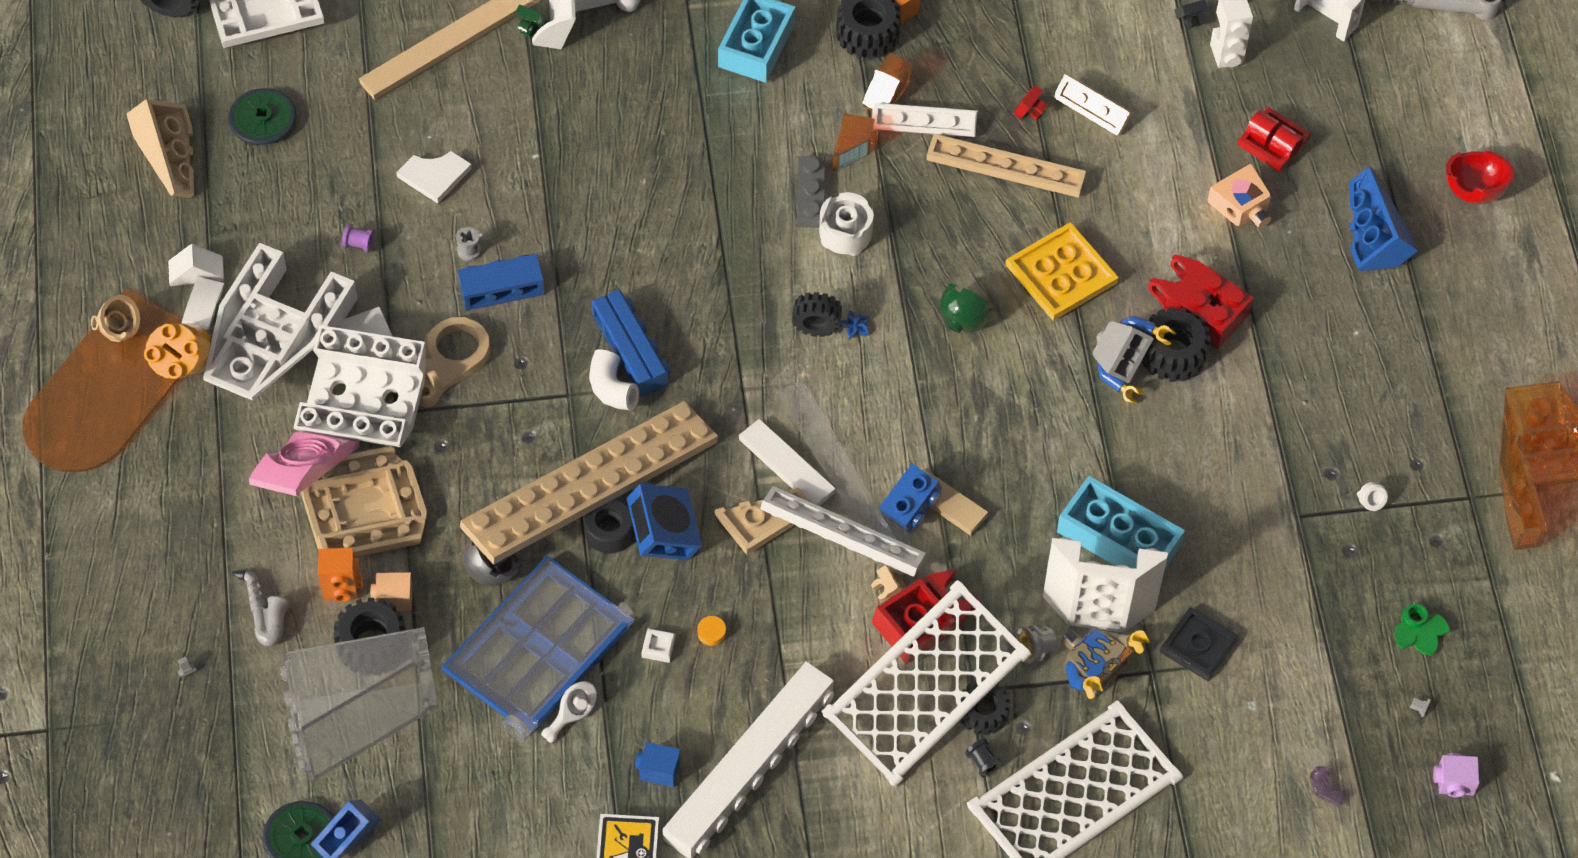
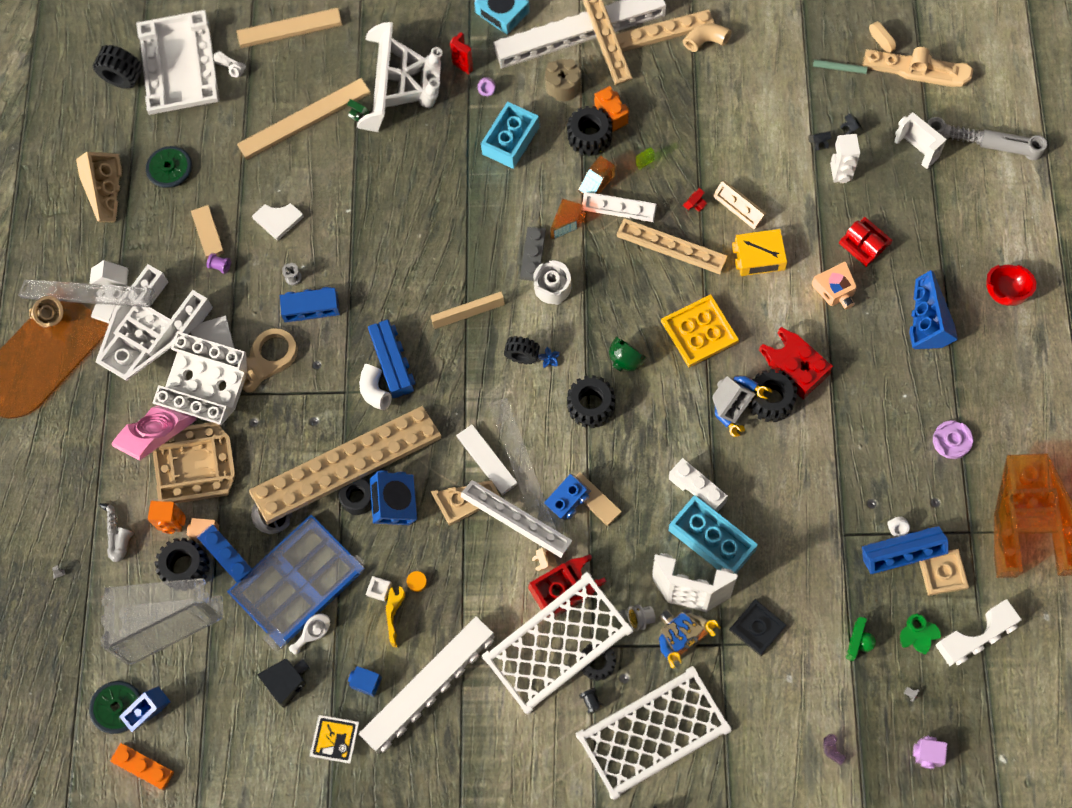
camera: 15 degrees right, 10 degrees up
(175, 289) = (87, 293): none -> clear tile
(178, 350) = (80, 340): light orange cylinder -> none
(333, 198) = (207, 231): none -> tan tile
(432, 612) = (224, 553): none -> blue brick
(542, 774) = (284, 680): none -> black torso
(684, 660) = (391, 608): none -> yellow arm
(730, 270) = (467, 310): none -> tan tile
(927, 355) = (595, 387): none -> black tyre
(951, 54) = (645, 158): none -> clear neon green tile
(1073, 457) = (689, 478): none -> white arch
(1130, 163) = (759, 252): none -> yellow brick
(1341, 643) = (860, 640): none -> green tile
(1385, 523) = (905, 550): none -> blue brick
(1429, 381) = (952, 439): none -> lavender tile
(1441, 549) = (944, 573): none -> tan tile
(1475, 638) = (958, 646): none -> white arch

